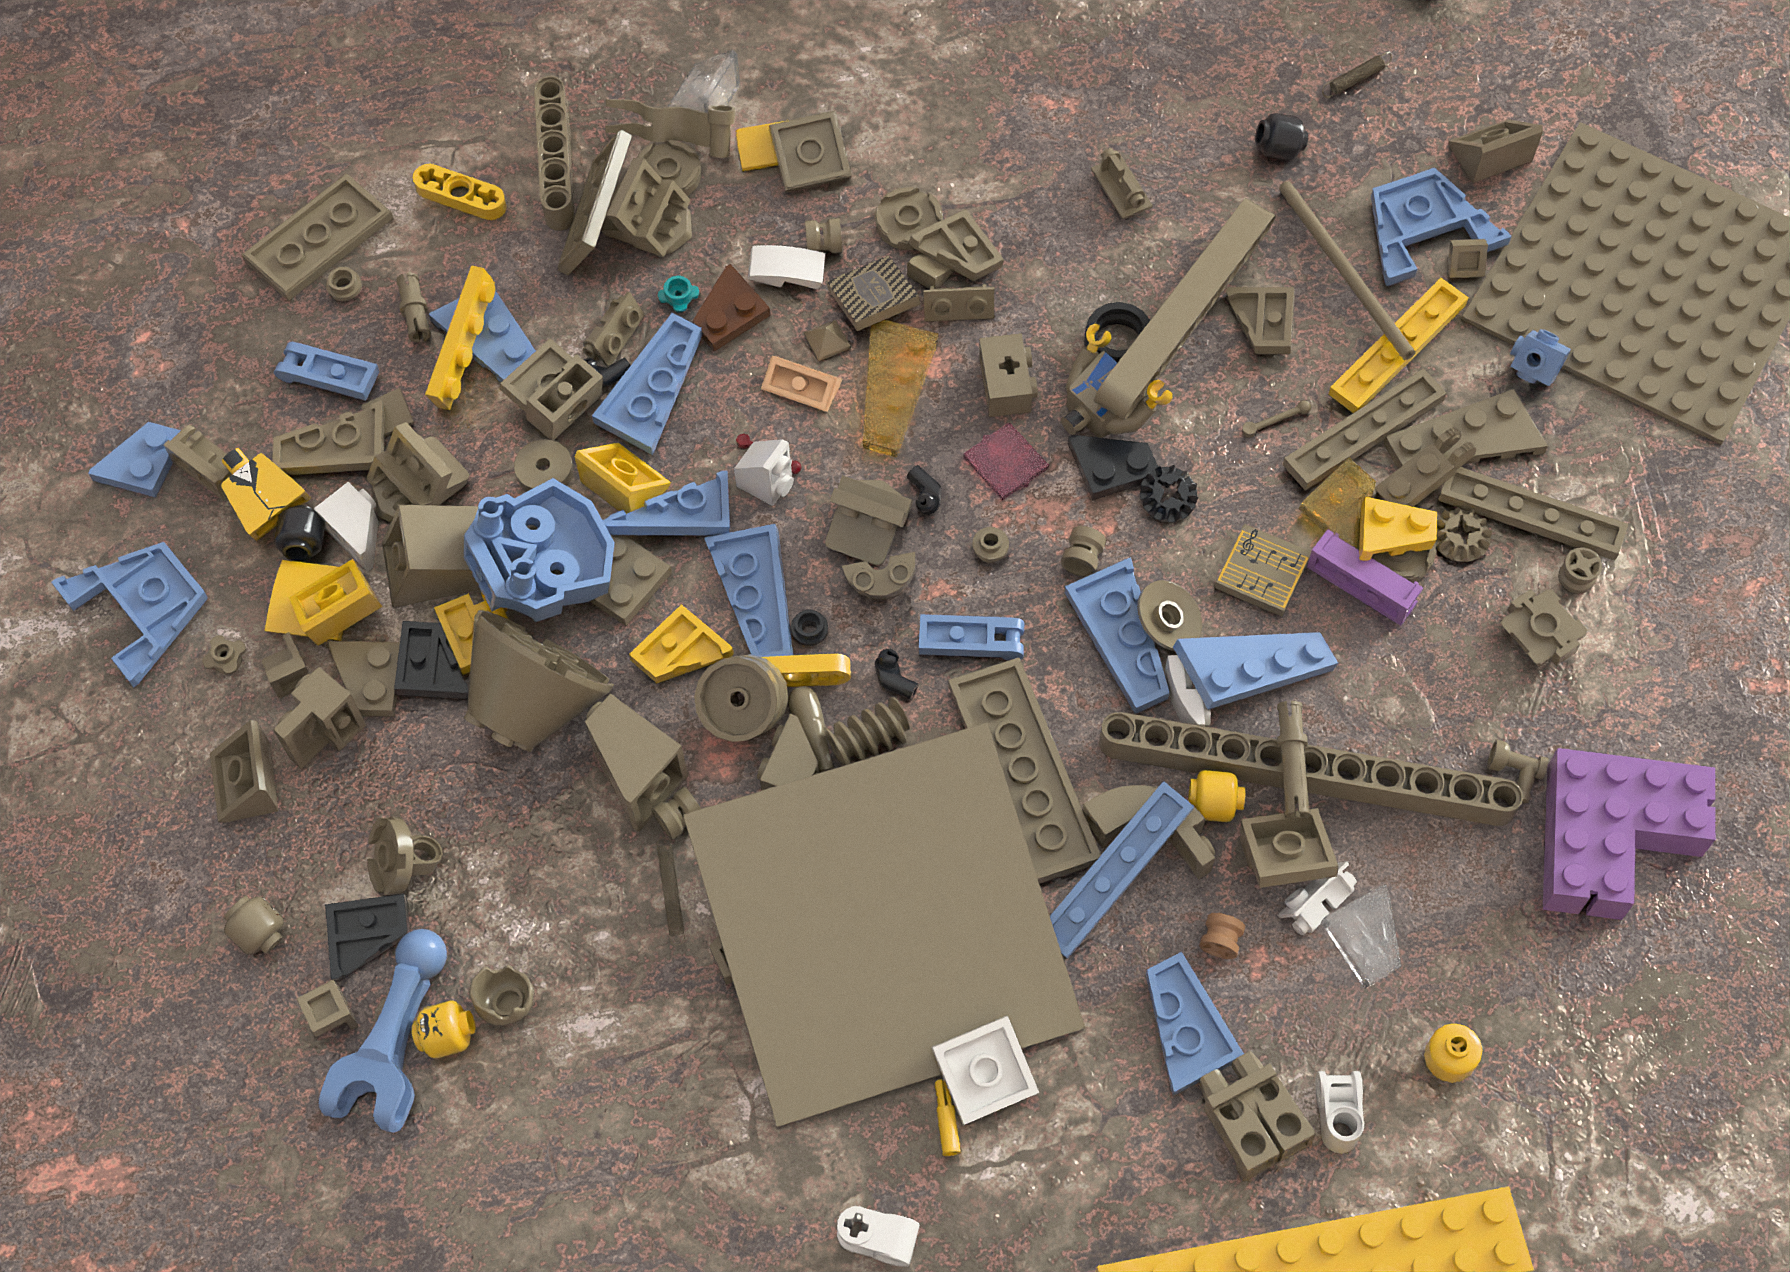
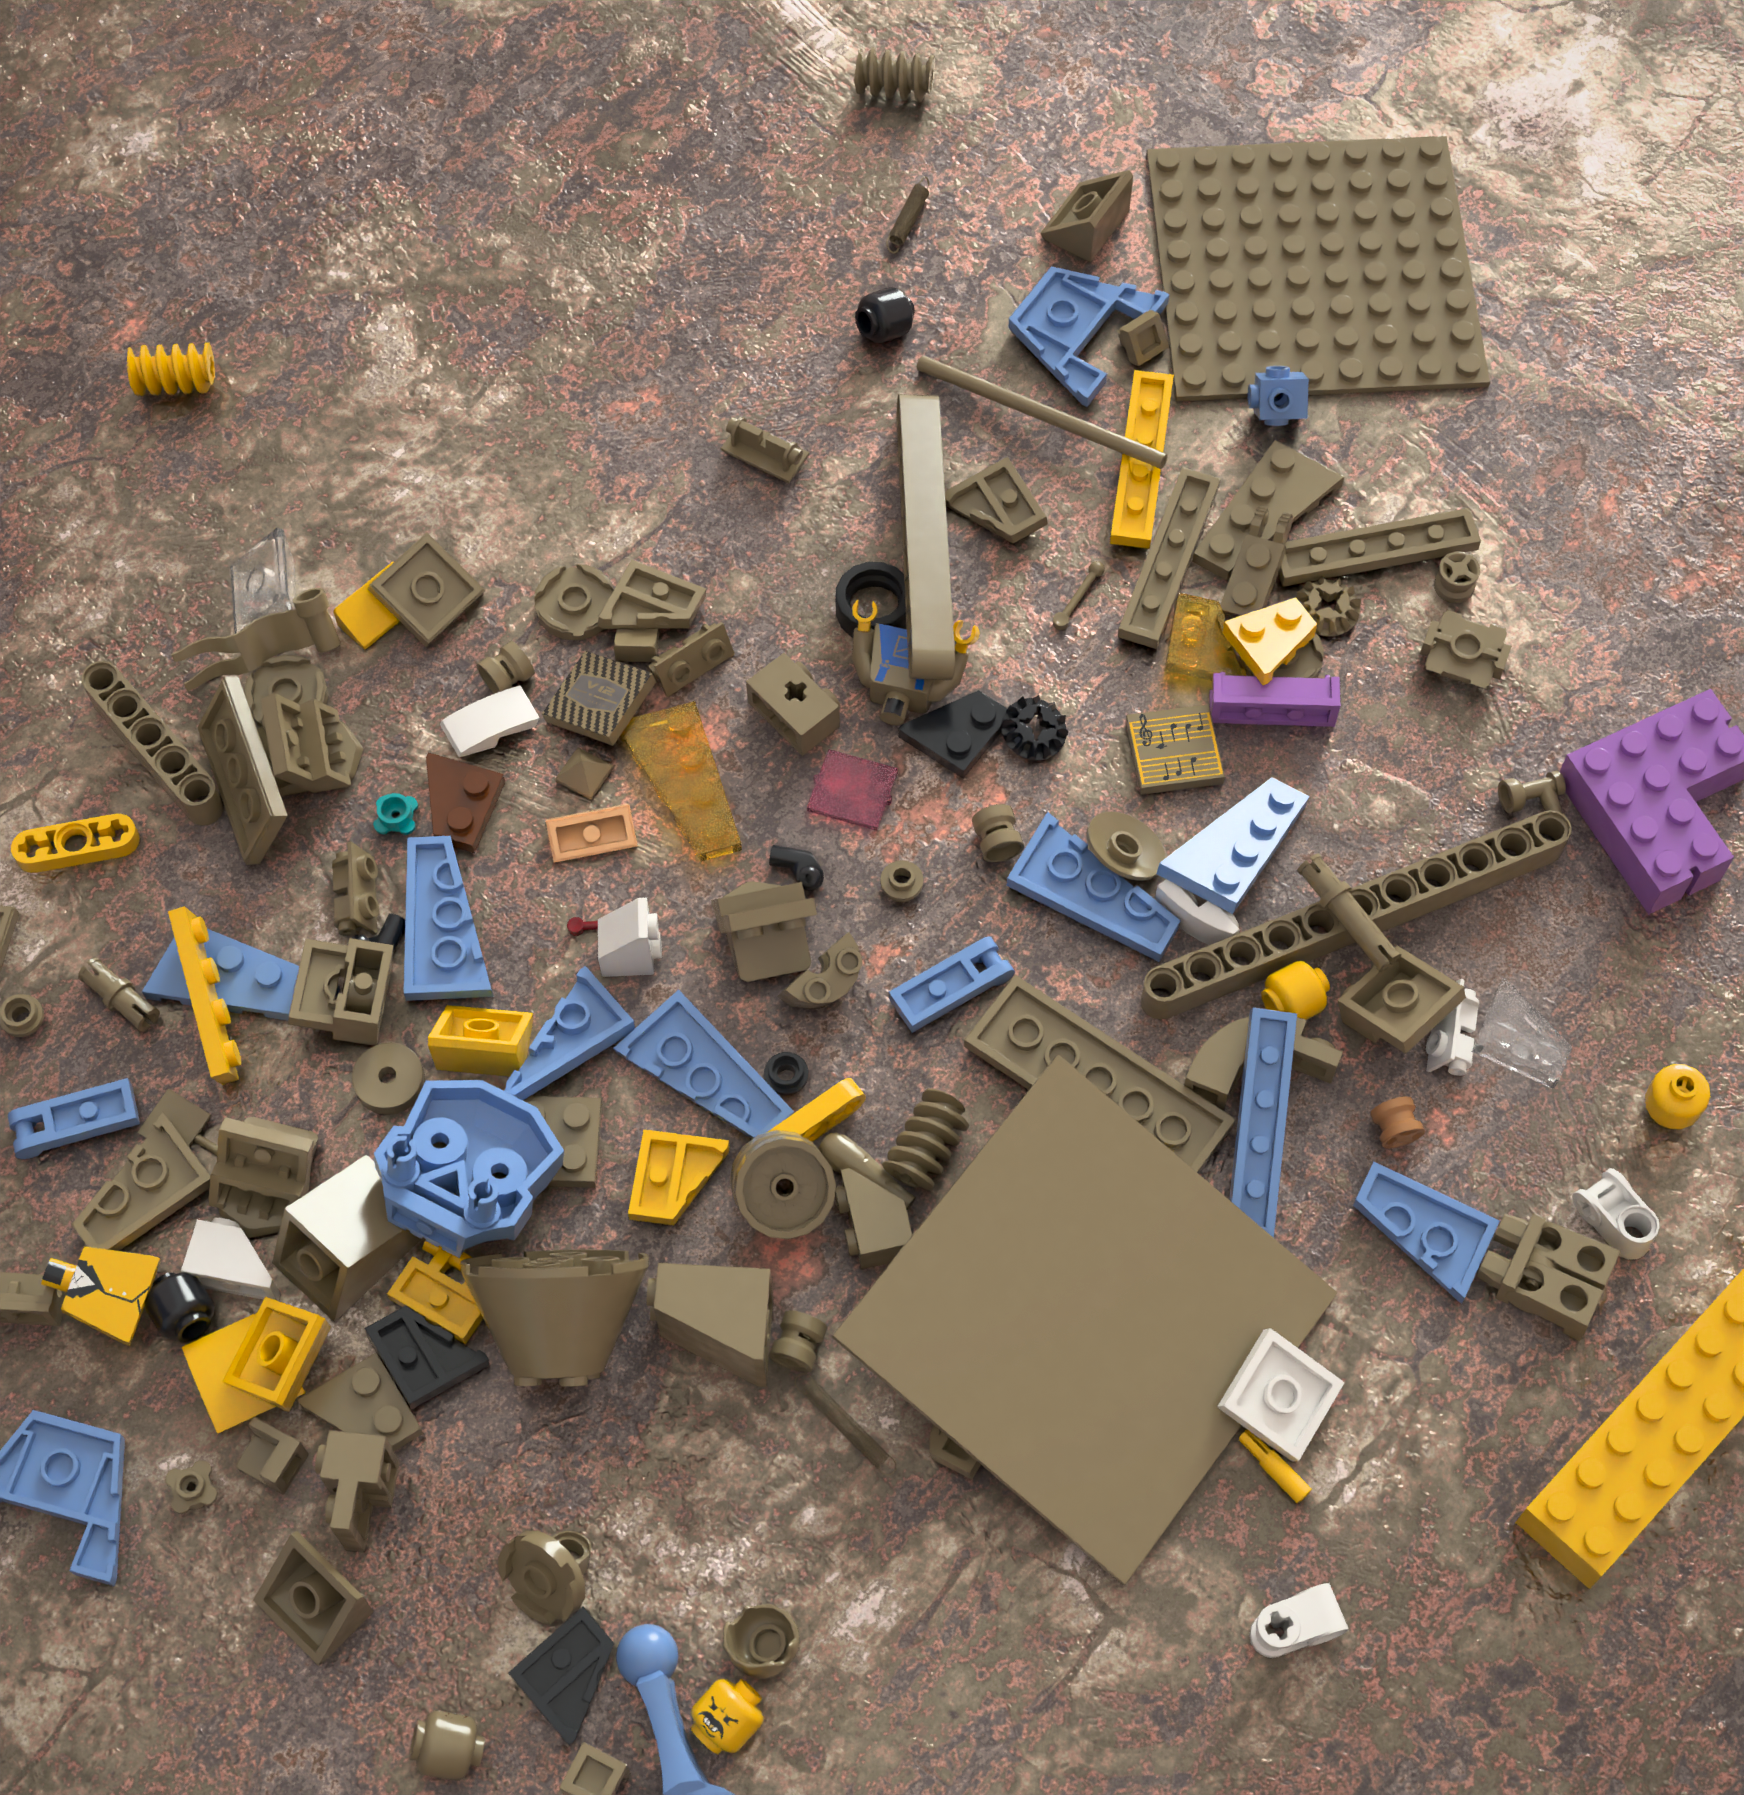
camera: 35 degrees left, 0 degrees up
(890, 676) = (900, 1071): black arm -> none

